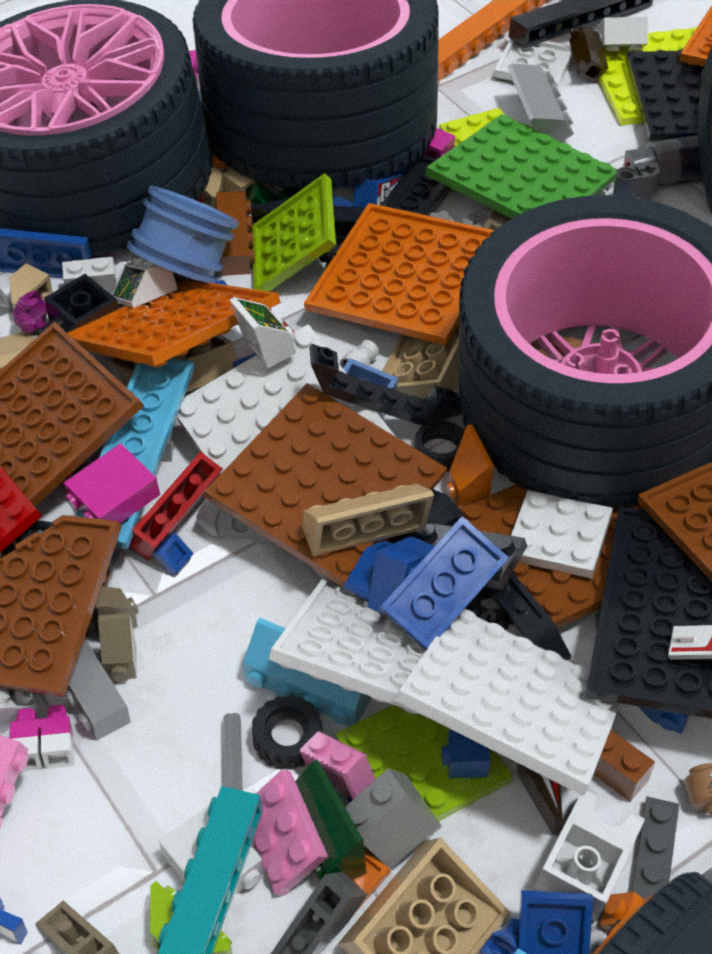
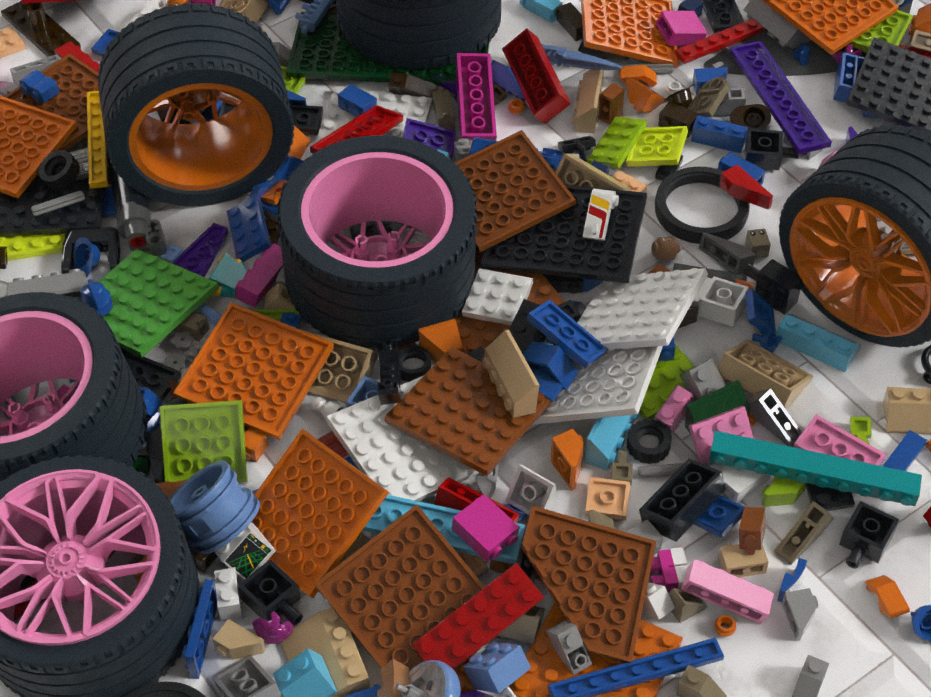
camera: 90 degrees left, 0 degrees up
(45, 843) = (739, 563): none -> tan brick
(82, 848) = (752, 529): none -> dark orange brick
(136, 817) = (720, 516): none -> blue plate
(157, 758) = (683, 499): none -> black brick
(185, 669) = (608, 497): none -> light nougat plate
(189, 566) = (531, 489): none -> white slope
(232, 689) = (622, 470): none -> dark tan plate
(239, 608) = (567, 456): none -> orange slope
(264, 331) = (346, 434): white slope -> none
(300, 288) = (255, 443): none -> orange brick
(517, 130) = (97, 297): none -> blue piece
(605, 136) = (85, 255): none -> blue piece
(628, 125) = (105, 238): none -> black connector
(675, 91) = (57, 203): none -> light grey axle

